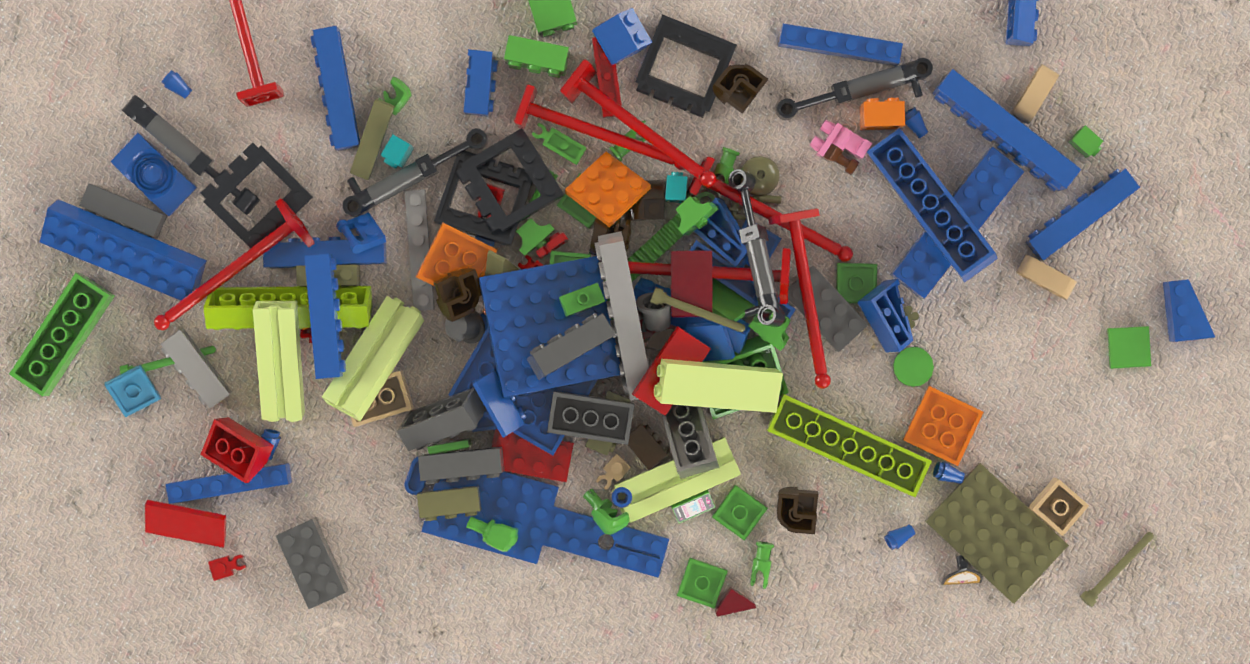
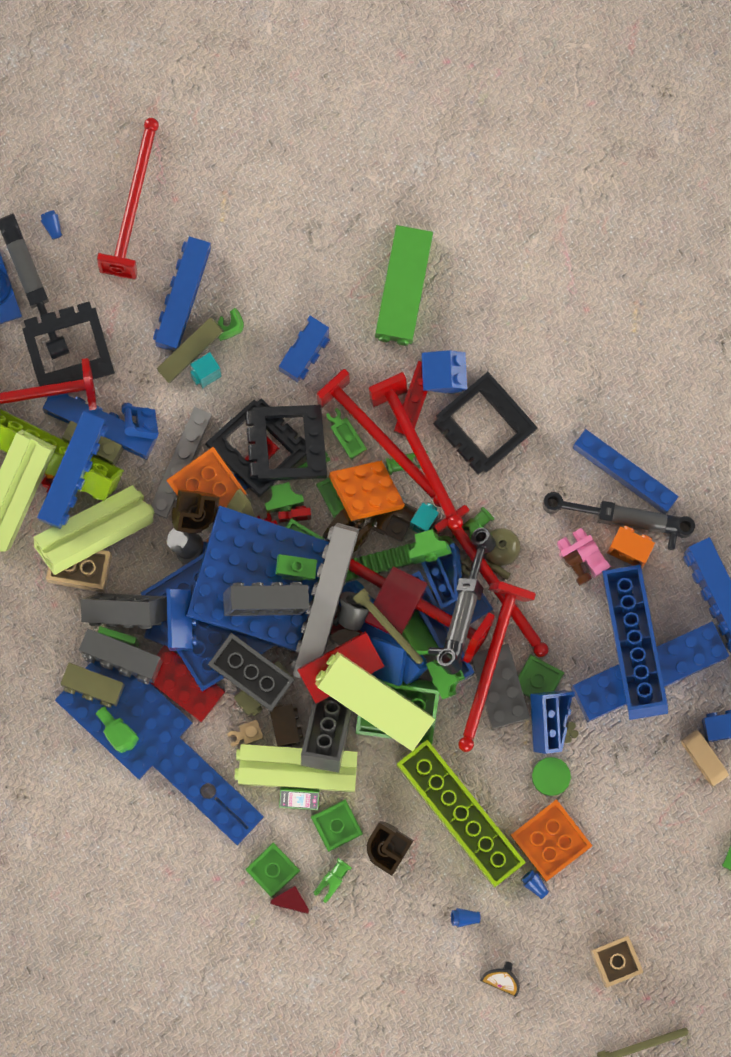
camera: 20 degrees right, 10 degrees down
(406, 177) = (202, 396): piece -> none
(412, 483) = (71, 653): blue tile -> none
(536, 56) = (364, 351): bright green brick -> none
(604, 515) = (219, 769): bright green piece -> none
(621, 502) = (242, 748): blue cone -> none
(739, 86) = (522, 462): dark brown brick -> none
(915, 122) = (657, 569): blue cone -> none
(996, 533) = (551, 959): olive plate -> none

